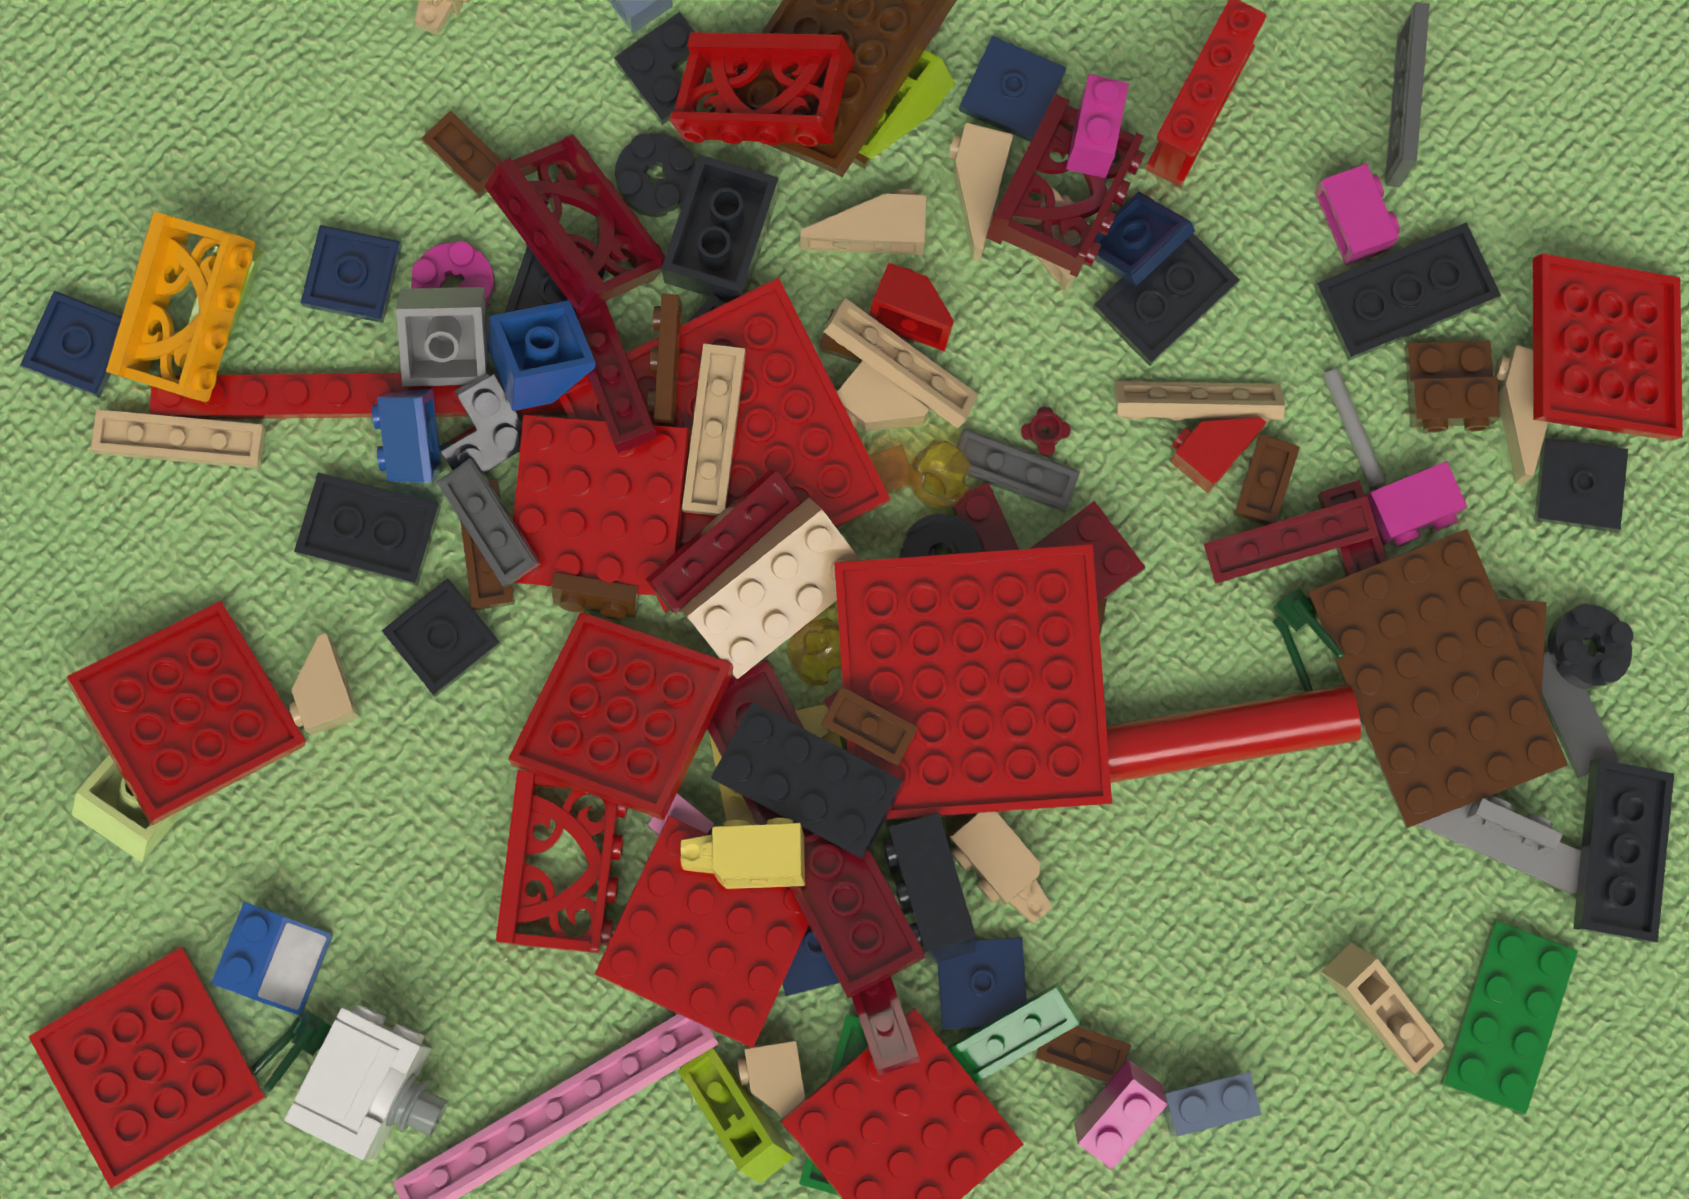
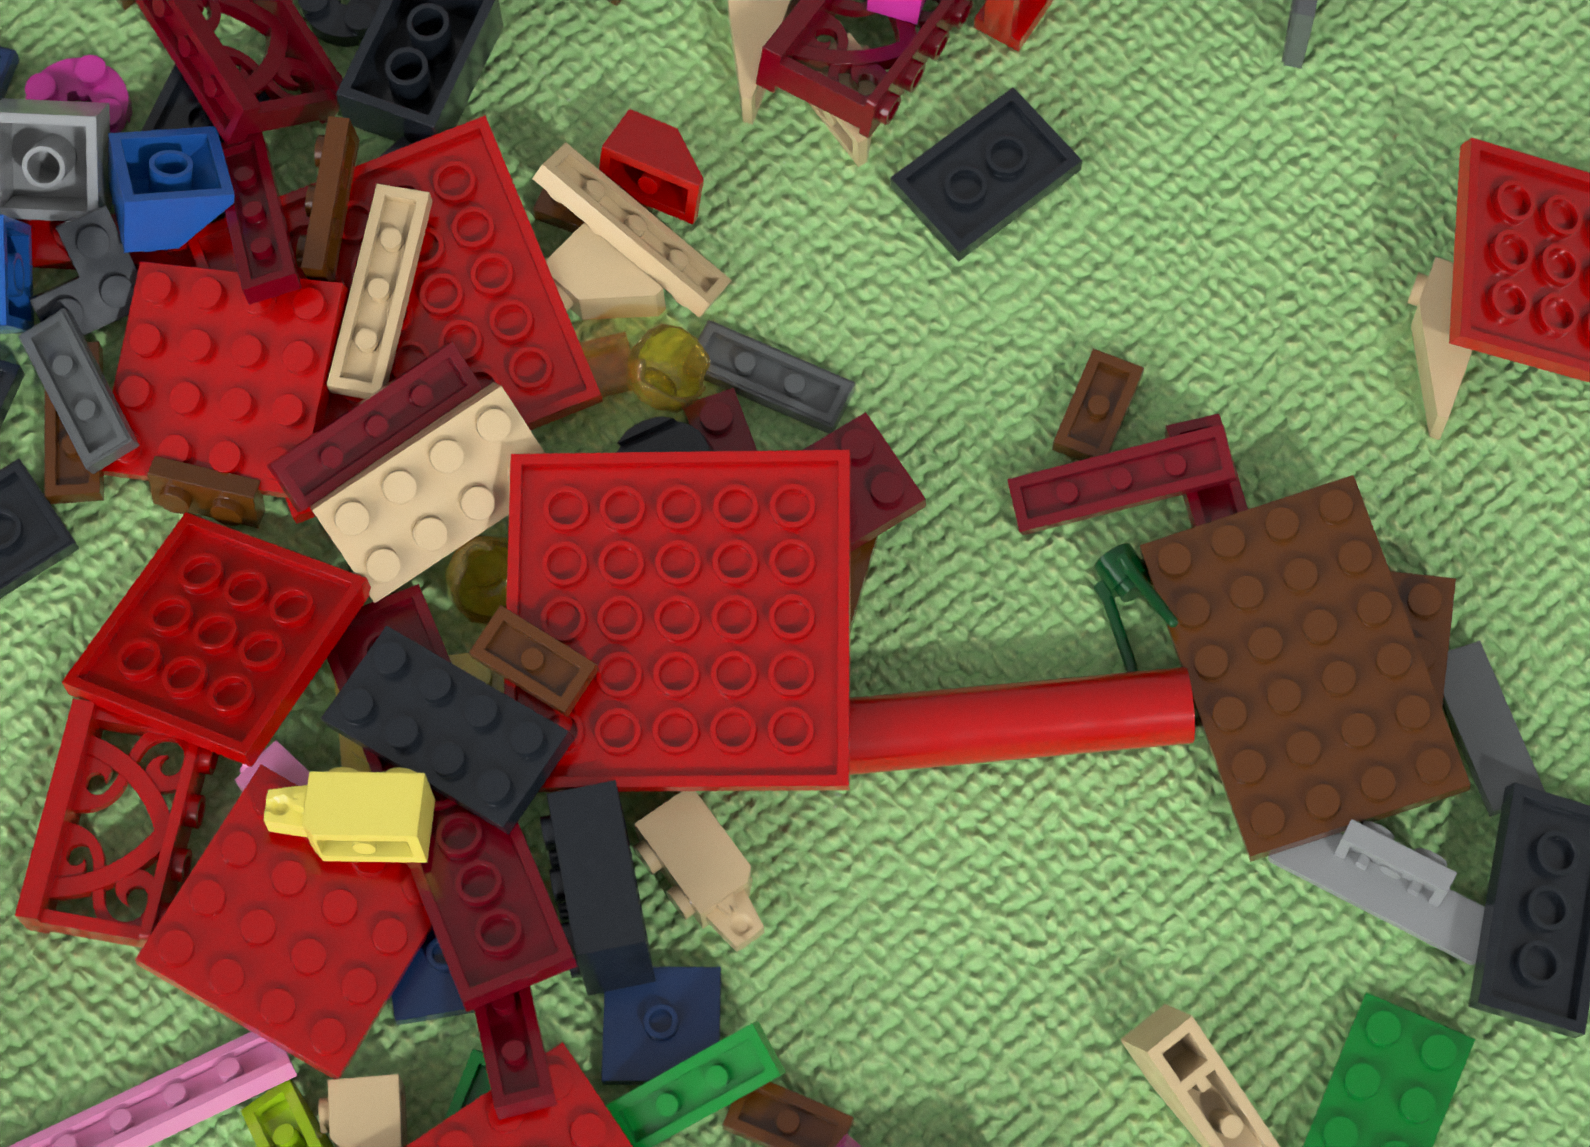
camera: 10 degrees right, 10 degrees down
(879, 225) = (618, 69): tan slope -> none
(1045, 419) = (811, 316): dark red plate -> none
(1141, 238) = (955, 100): dark blue plate -> none
(1198, 400) = (1000, 303): tan plate -> none
(1213, 448) = (1032, 363): red slope -> none
(1354, 428) = (1219, 354): light grey bar -> none
(1357, 214) = (1241, 91): dark pink brick -> none
(1407, 291) = (1300, 189): black plate -> none
(1417, 504) = (1292, 449): dark pink brick -> none
(1451, 385) = (1350, 309): reddish brown plate -> none
(1581, 485) = (1515, 443): black plate -> none
(1607, 632) = (1534, 624): black plate -> none

